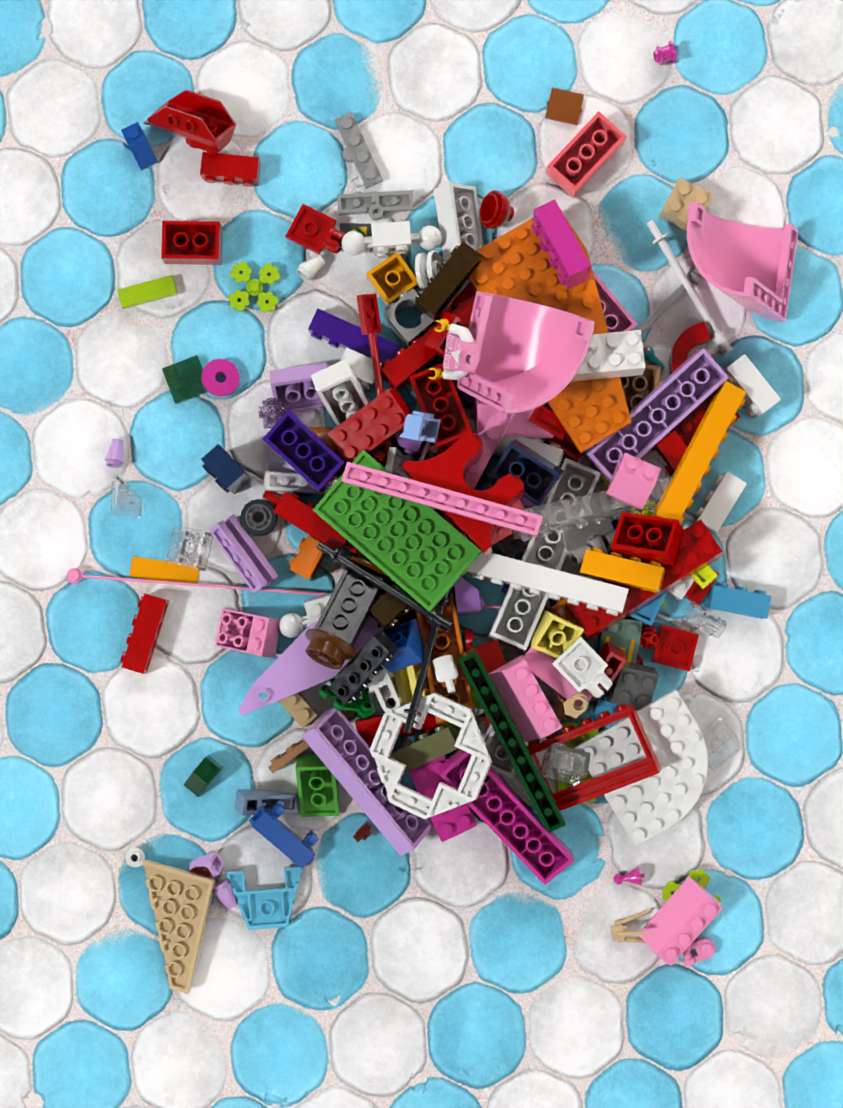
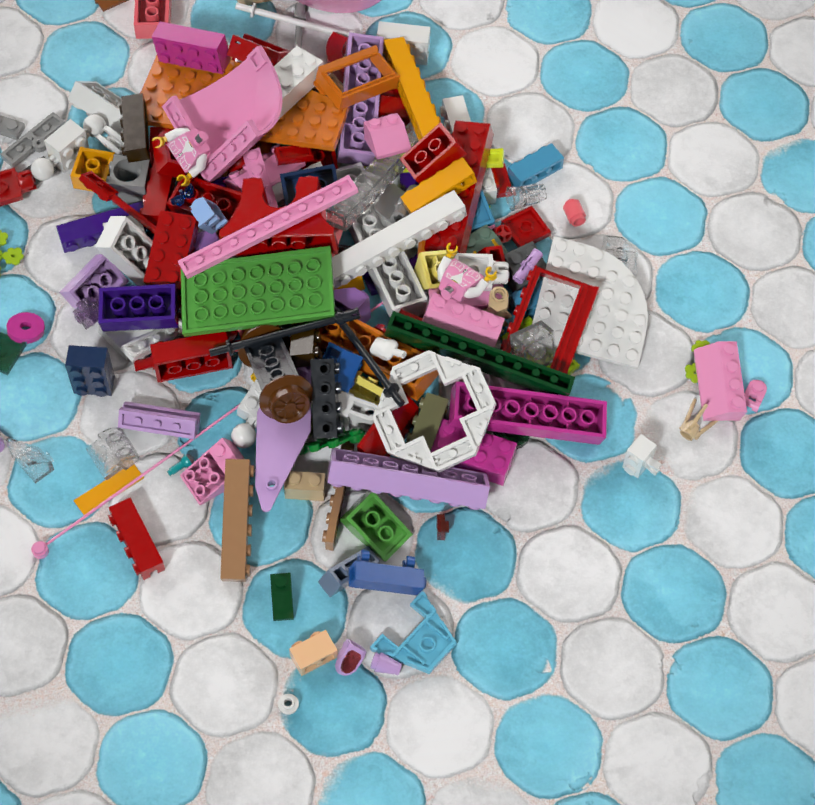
camera: 50 degrees left, 25 degrees down
(181, 913) = (365, 709): tan wing -> none
(185, 838) = (313, 652): none -> light nougat brick
(220, 691) = (236, 520): none -> medium nougat brick
(237, 602) = (185, 461): none -> teal piece
(248, 514) = (143, 381): wheel -> none
(308, 558) = (211, 382): orange slope -> none
(309, 268) = (24, 213): white cone -> none
(419, 385) = (187, 193): none -> clear blue piece
(495, 210) = (123, 78): red piece -> none
(555, 669) = (460, 280): none -> torso
(555, 922) = (640, 456): none -> white brick
(612, 299) = (240, 51): none -> red piece
(627, 388) = (326, 86): none -> orange piece
(630, 695) = (527, 265): none -> lavender pin
(633, 877) = (659, 386): dark pink piece -> none
(726, 671) = (574, 212): none -> coral brick

